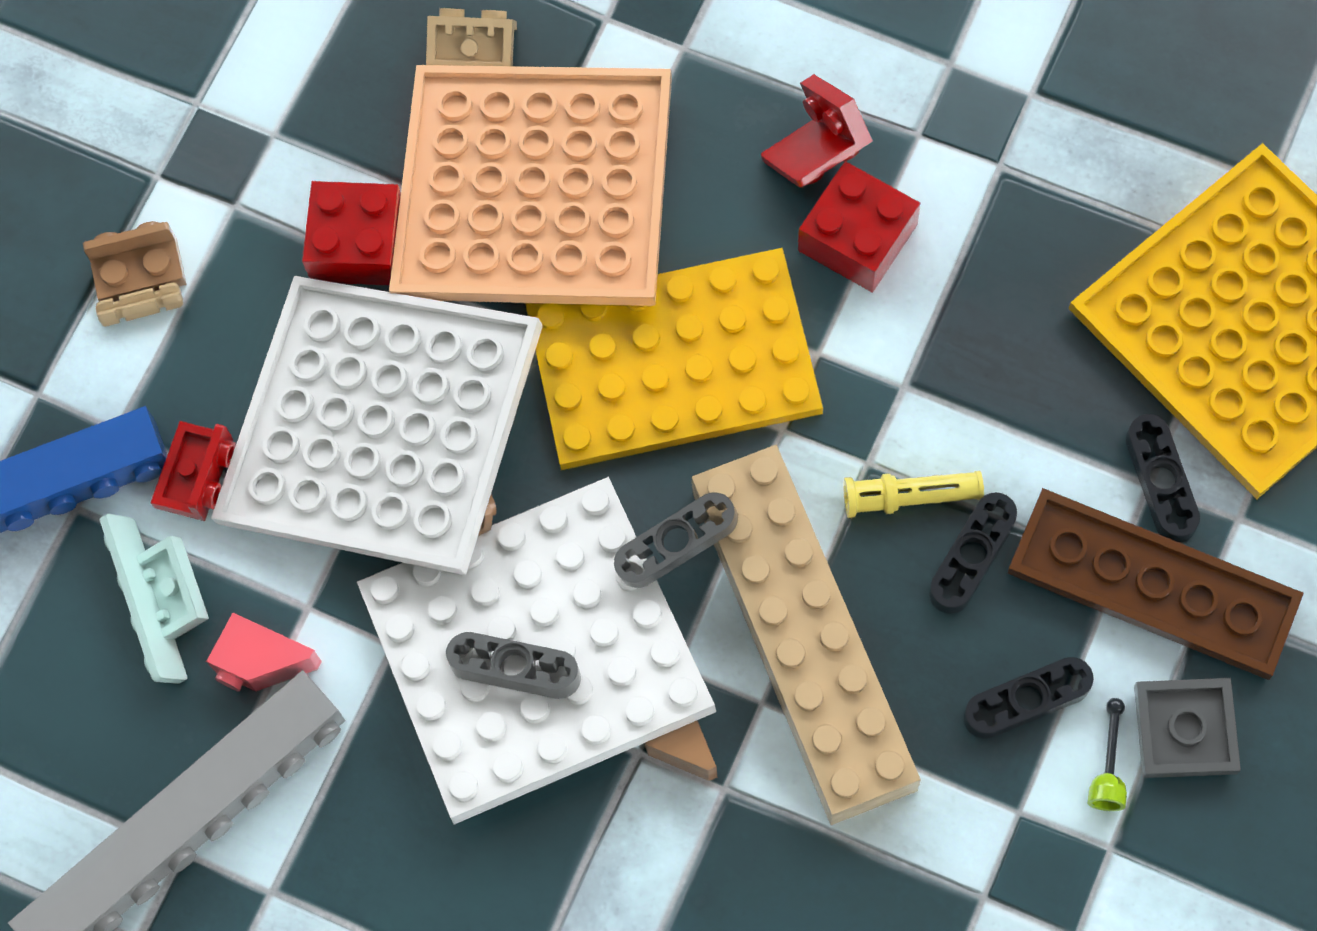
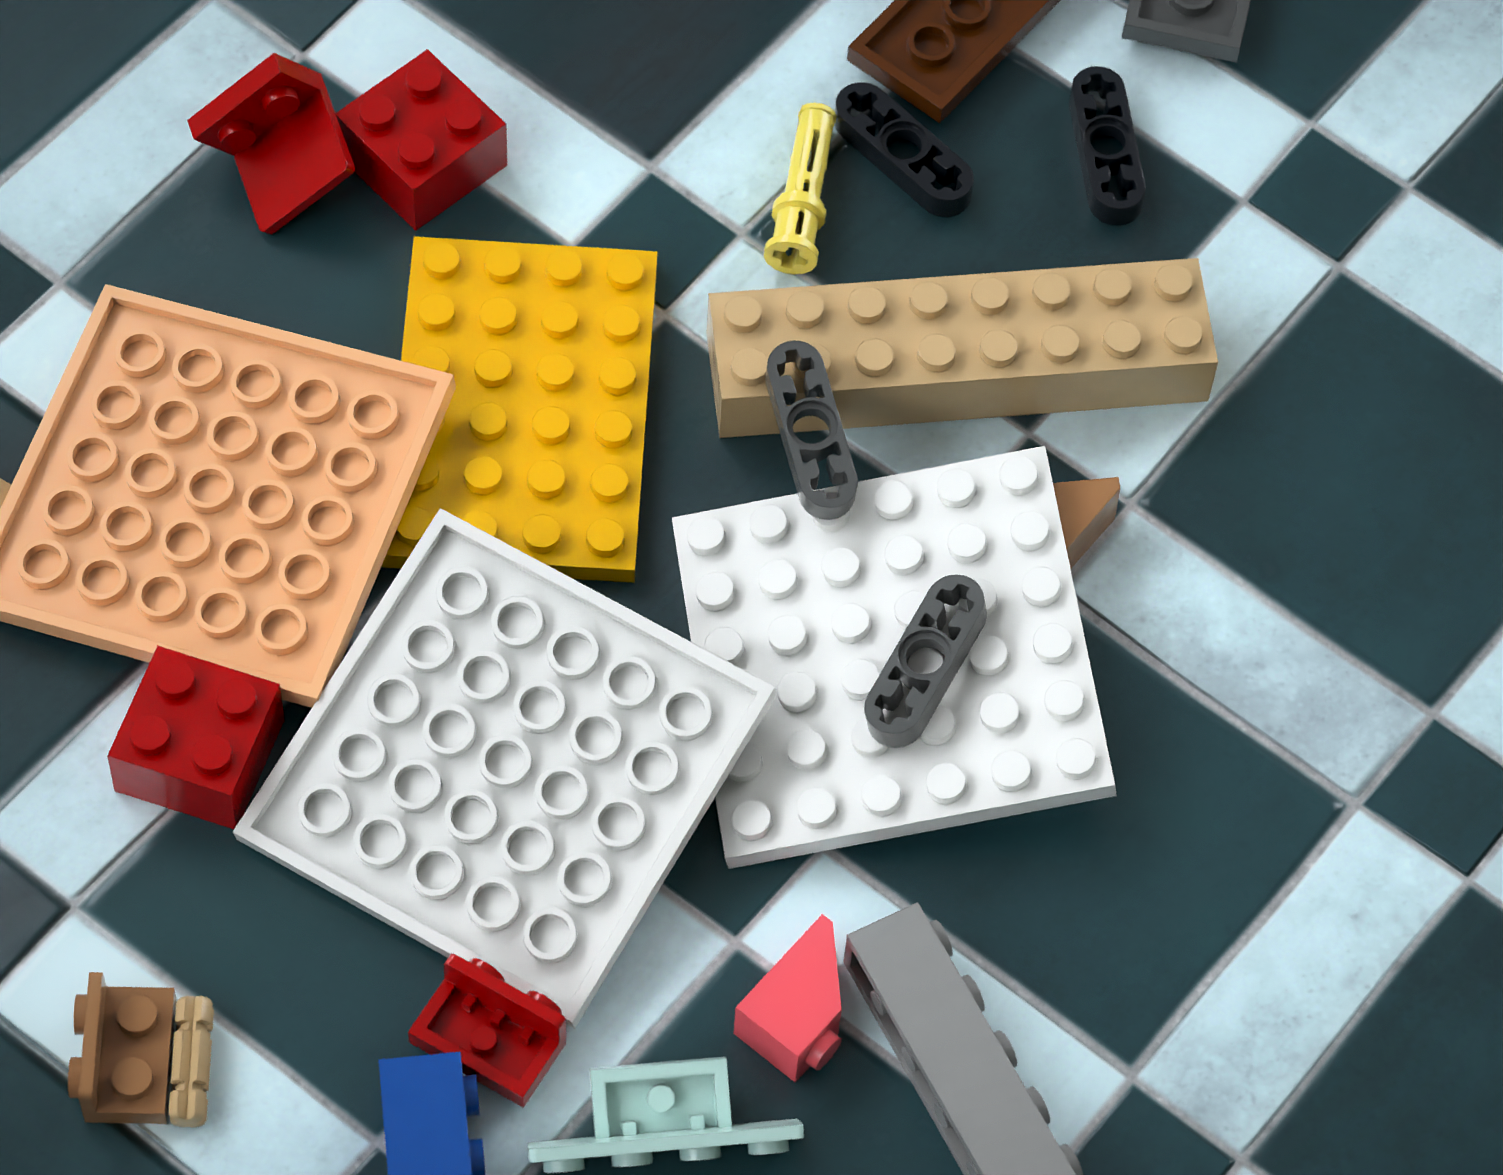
camera: 85 degrees left, 10 degrees down
(1107, 790) = (1244, 96): hinge -> none

